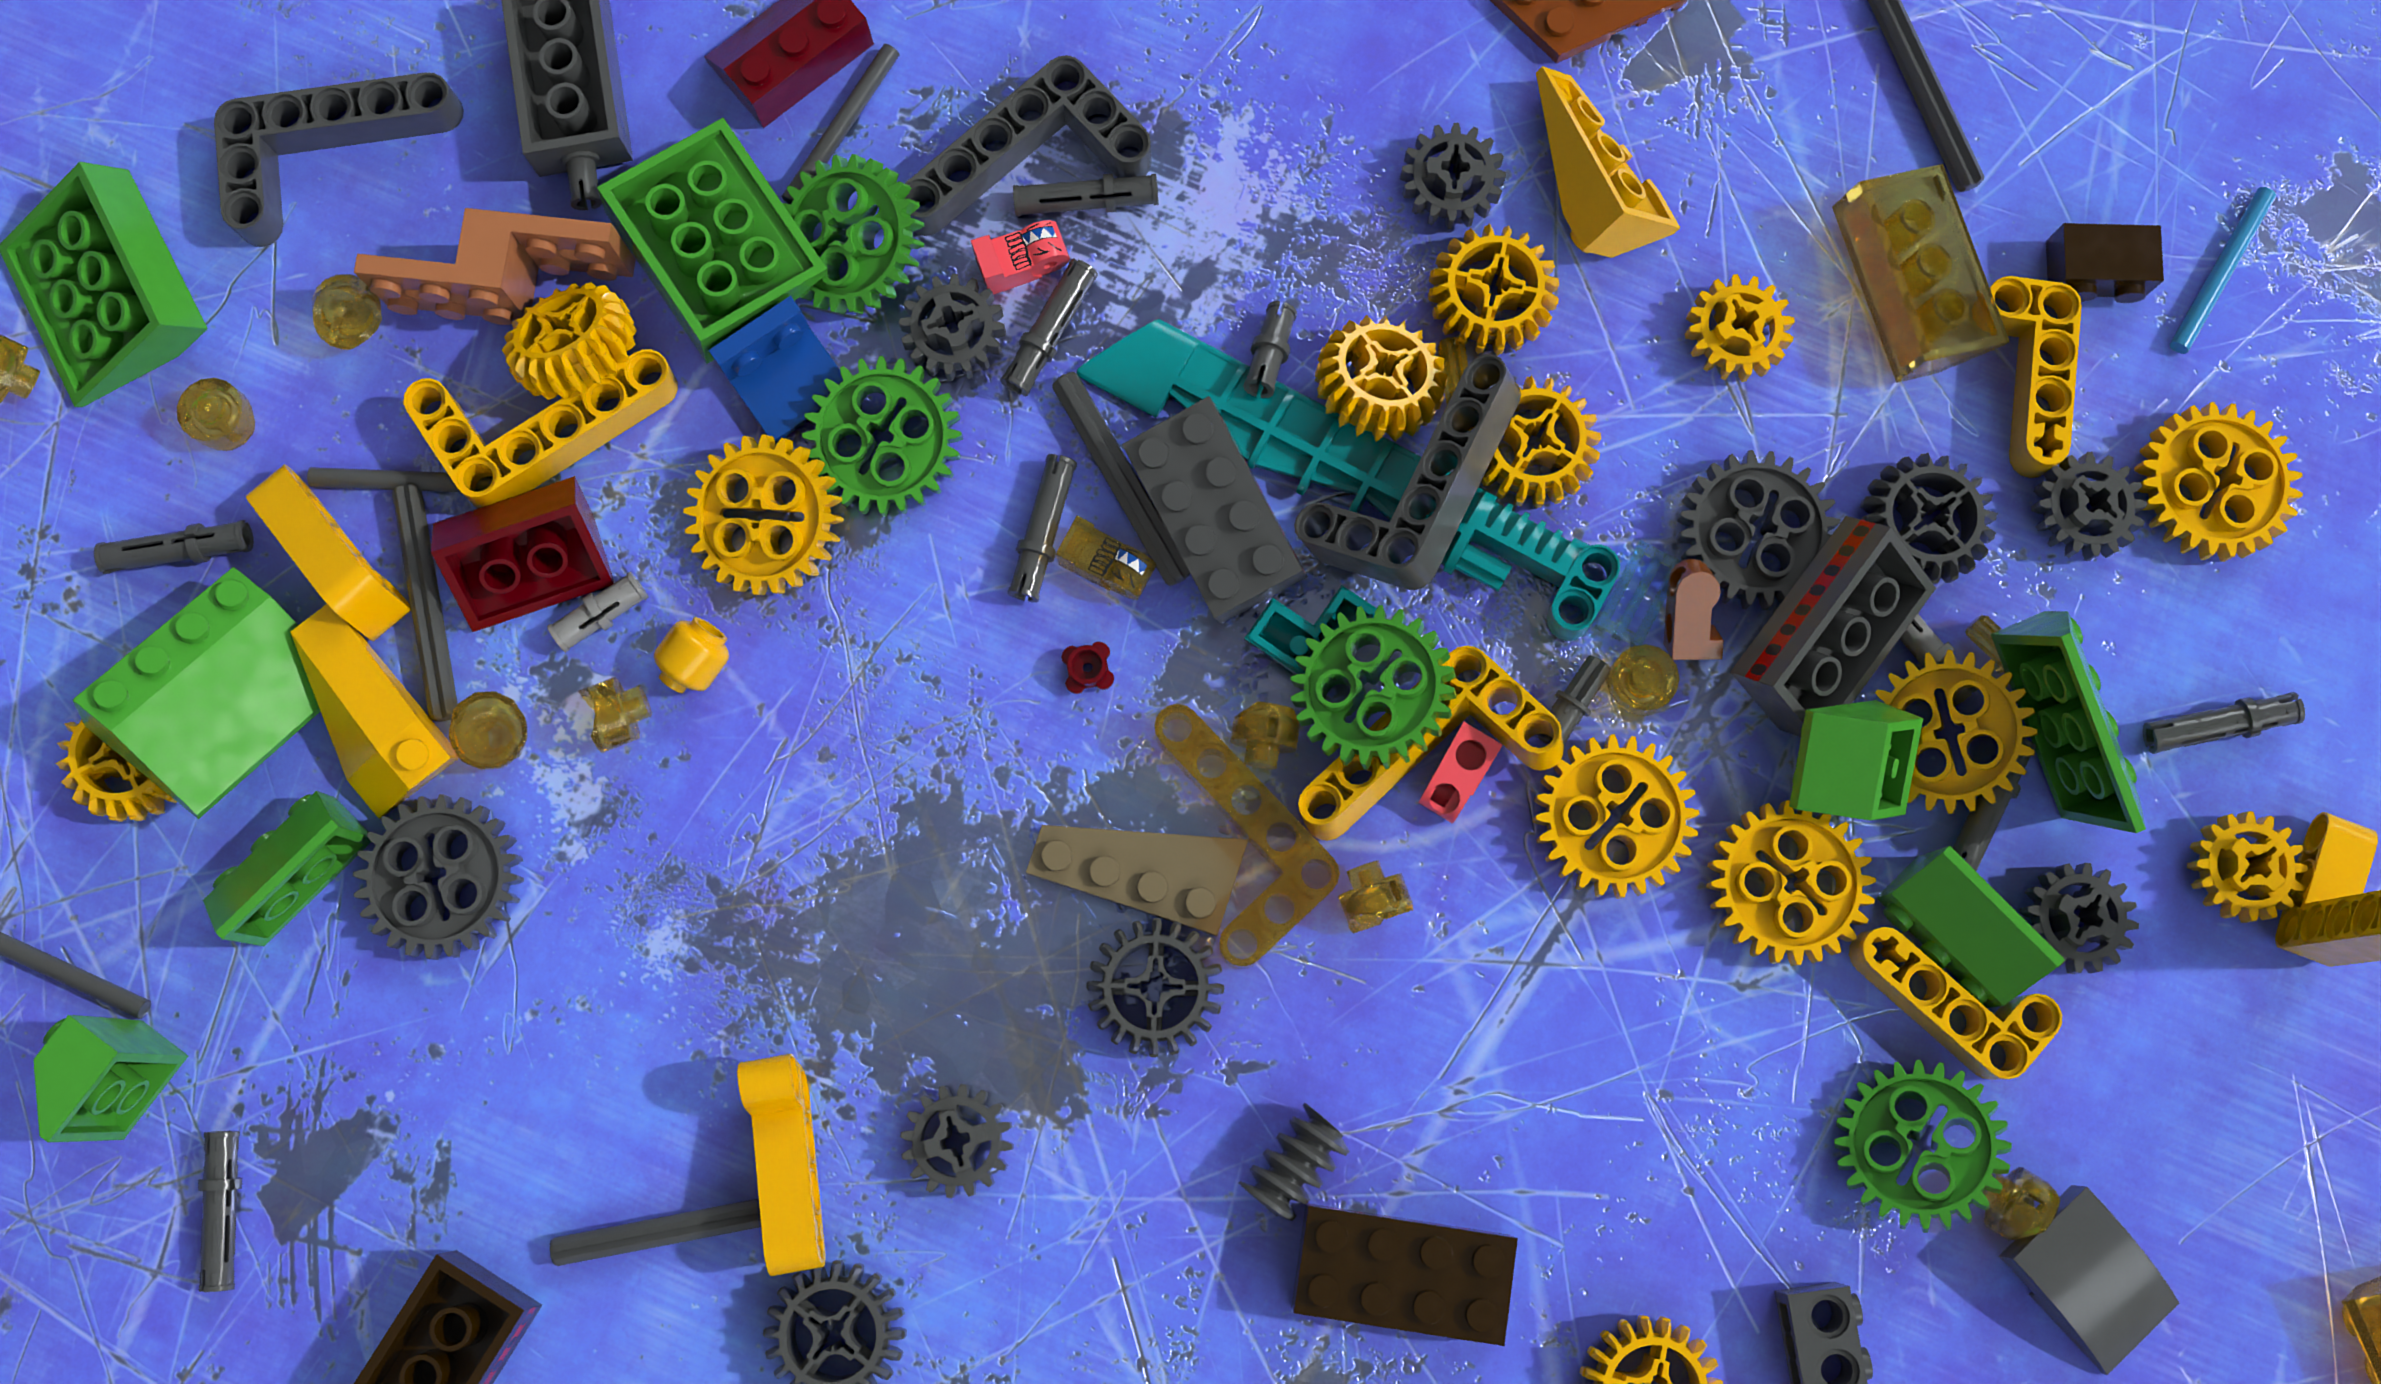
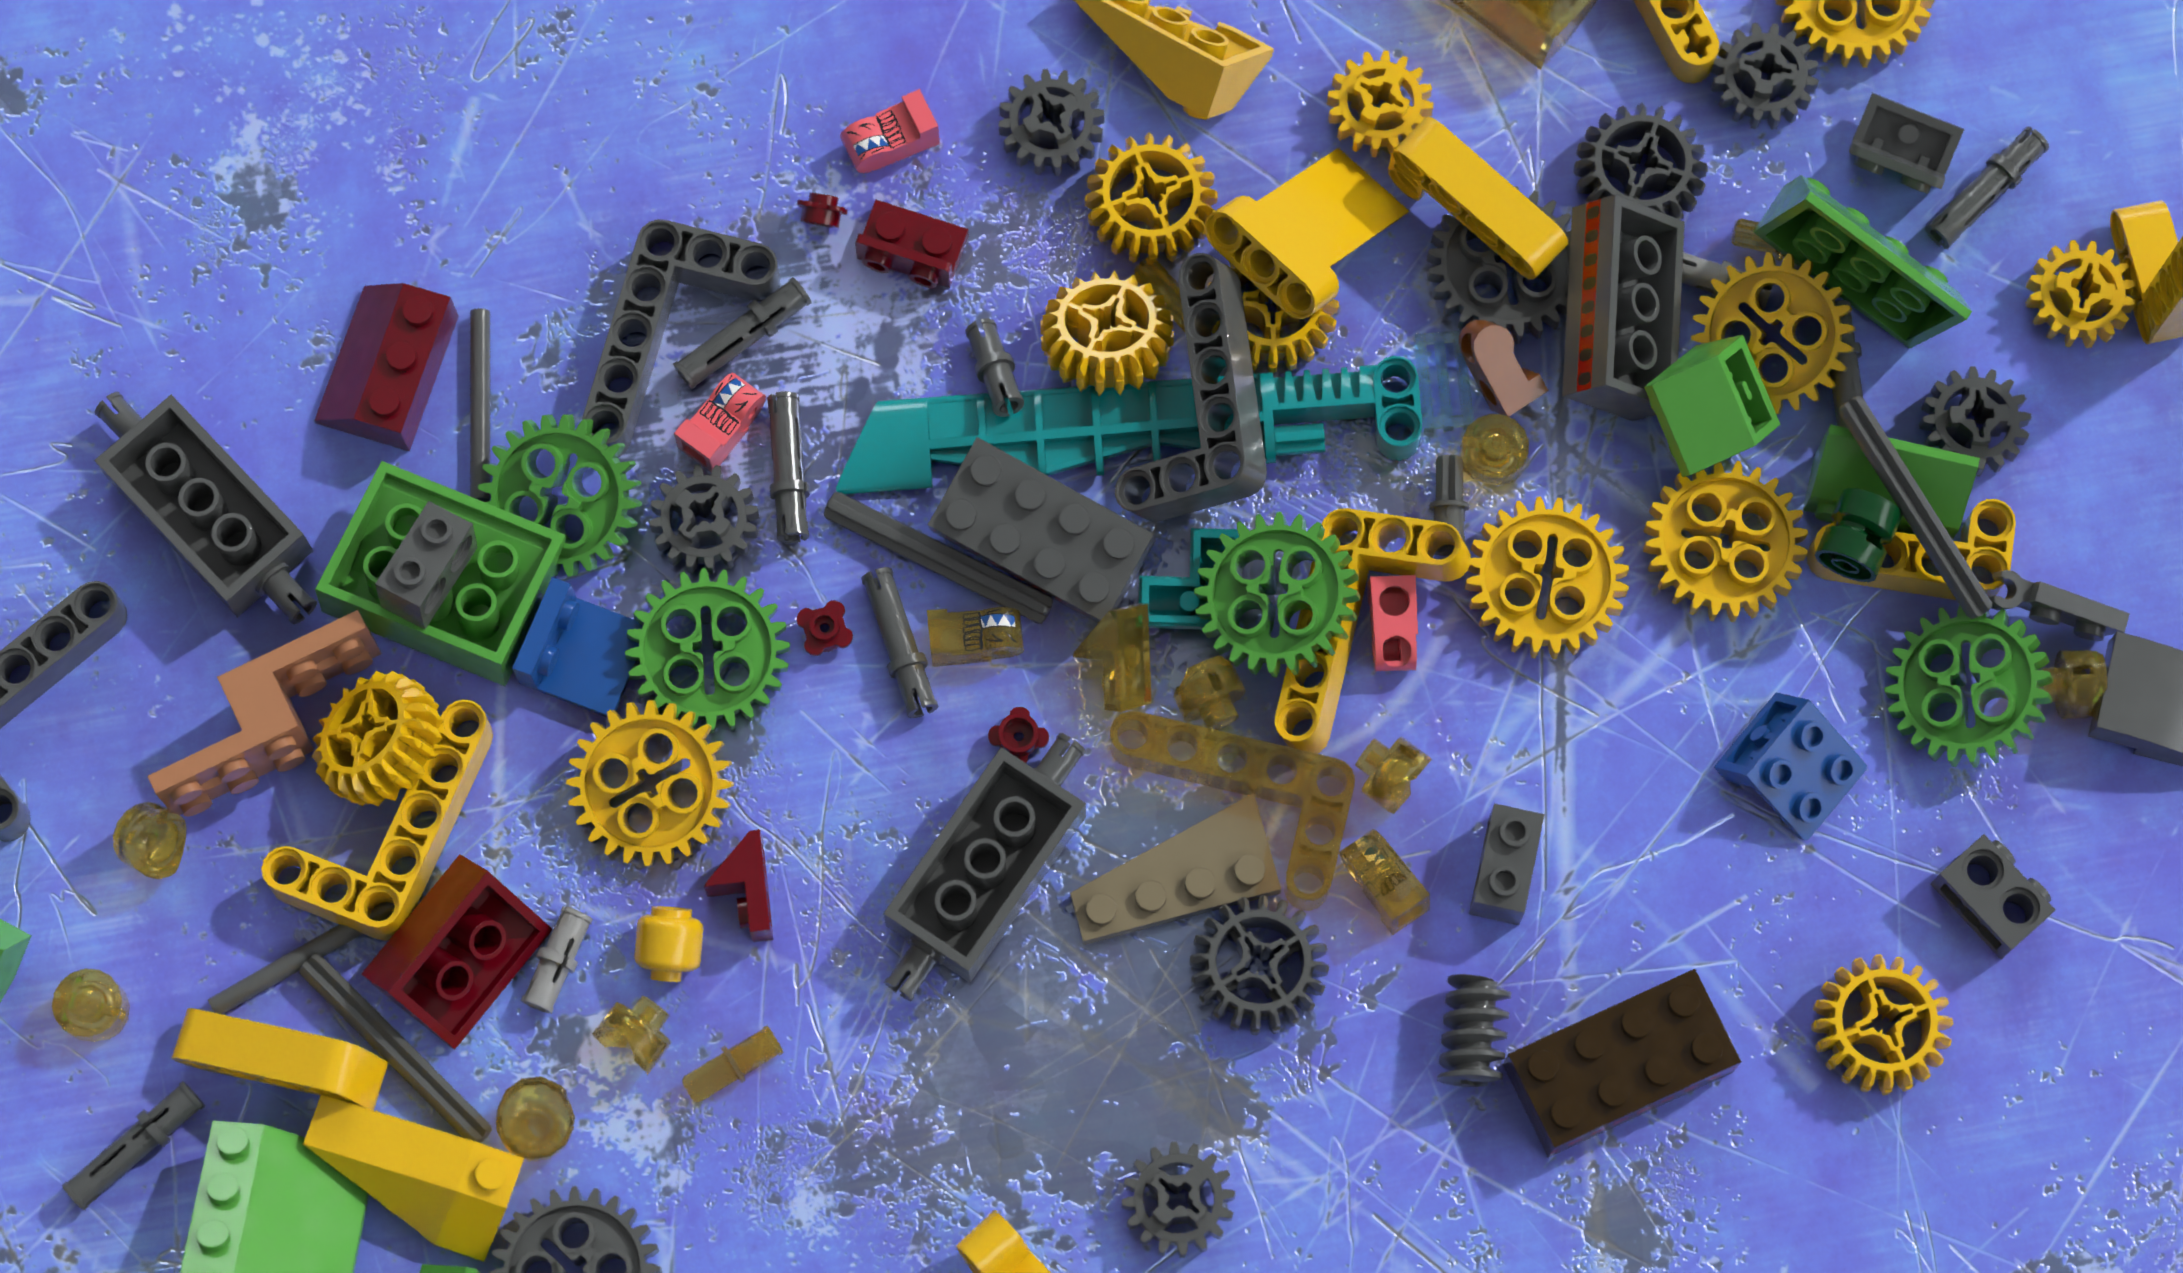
camera: 35 degrees left, 5 degrees down
(677, 788) = (731, 1065): none -> clear yellow axle
(690, 221) = (426, 565): none -> dark grey brick
(794, 638) = (746, 873): none -> dark red slope
(983, 757) = (985, 865): none -> dark grey brick
(994, 491) = (835, 637): none -> dark red plate
(1216, 133) = (821, 210): none -> dark red plate
(1216, 653) = (1124, 647): none -> clear yellow slope
(1272, 207) = (911, 245): none -> dark red bracket
(1308, 985) = (1386, 881): none -> clear yellow leg
(1314, 106) = (891, 134): none -> coral leg
(1419, 1039) = (1506, 864): none -> dark grey brick
(1601, 392) = (1303, 230): none -> yellow piece
(1723, 1110) = (1793, 762): none -> blue bracket
(1769, 455) = (1477, 196): none -> yellow beam
(1916, 952) = (1857, 539): none -> dark green wheel
(1977, 965) = (1915, 507): none -> dark grey axle
(2044, 1125) = (2055, 605): none -> dark grey plate
(2177, 639) = (1904, 142): none -> dark grey bracket

